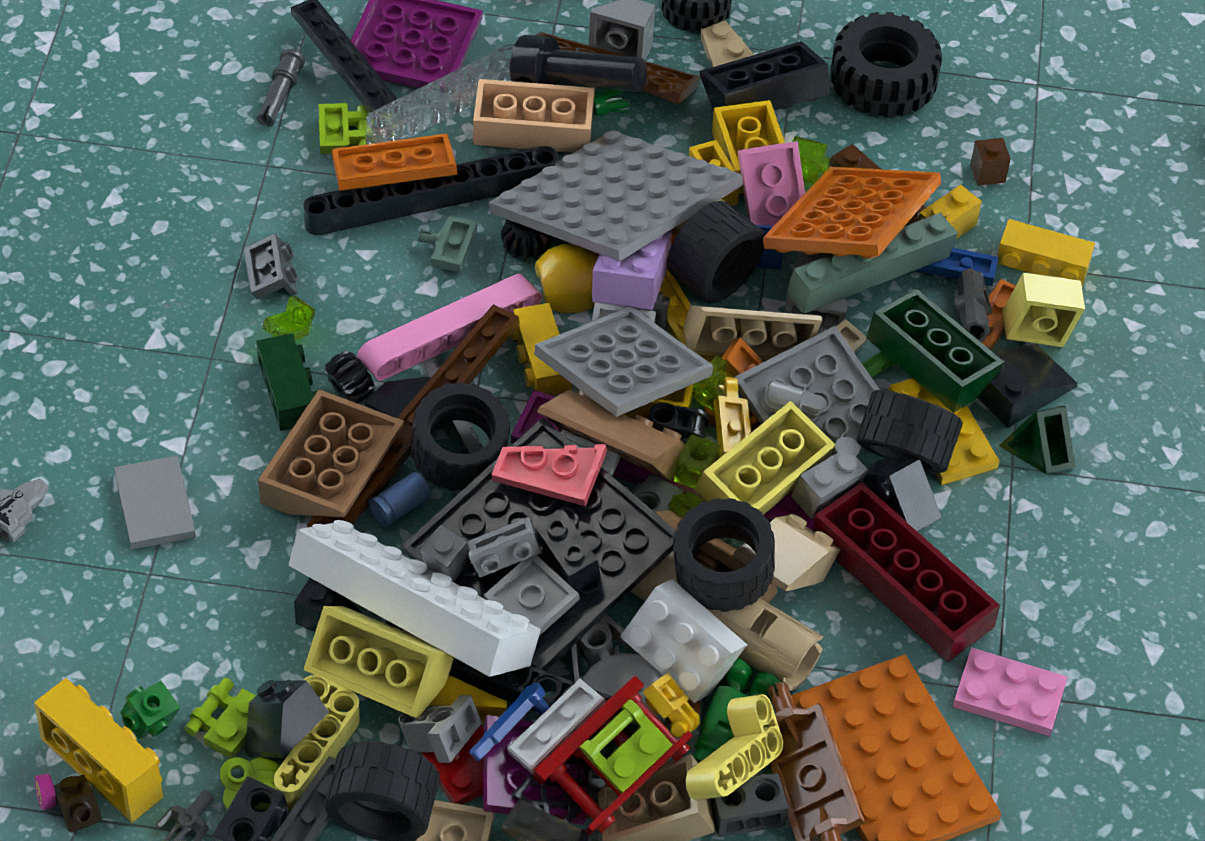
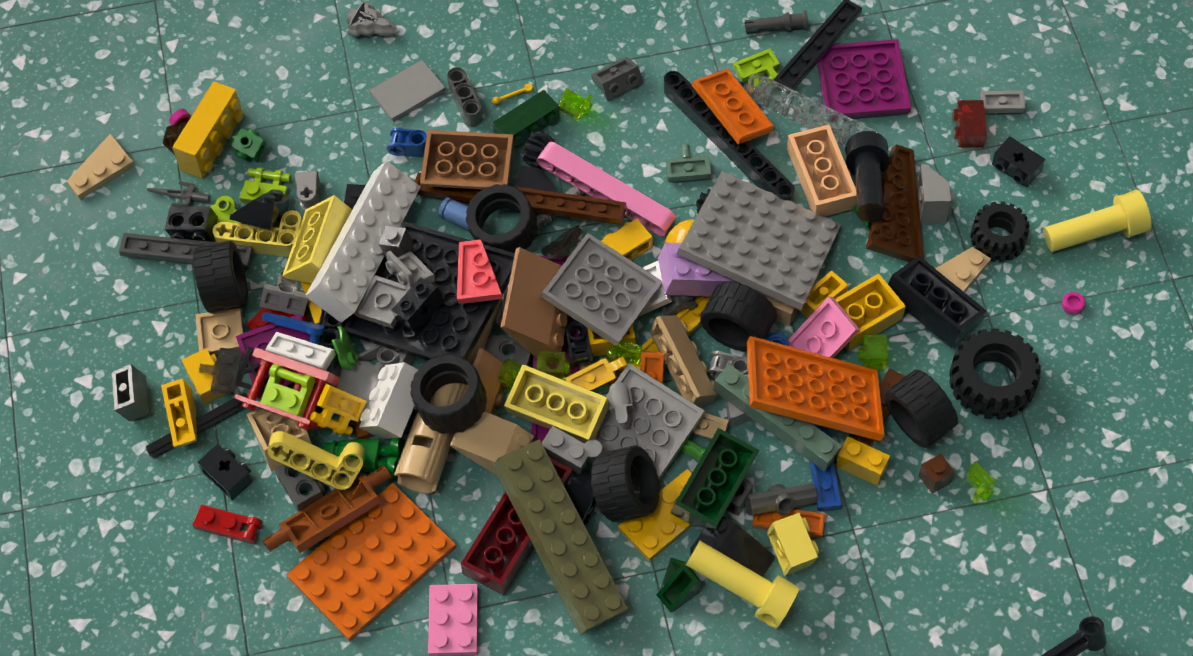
camera: 75 degrees right, 10 degrees up
(208, 436) = (464, 96): none -> dark grey beam
(228, 370) = (527, 88): none -> yellow hinge
(246, 524) = (407, 142): none -> blue piece
(261, 660) = (307, 188): none -> light grey piece
(515, 396) = (562, 244): none -> clear smoke plate
(573, 672) = (345, 350): none -> bright green plate
(768, 293) = (718, 365): none -> light grey piece
(914, 131) = (921, 408): none -> black tyre
(957, 520) = (559, 537): none -> olive brick
(1015, 128) = (982, 480): none -> clear neon green bracket
(1044, 251) = (862, 536): yellow brick -> none
(1103, 354) = (770, 597): none -> light yellow piece

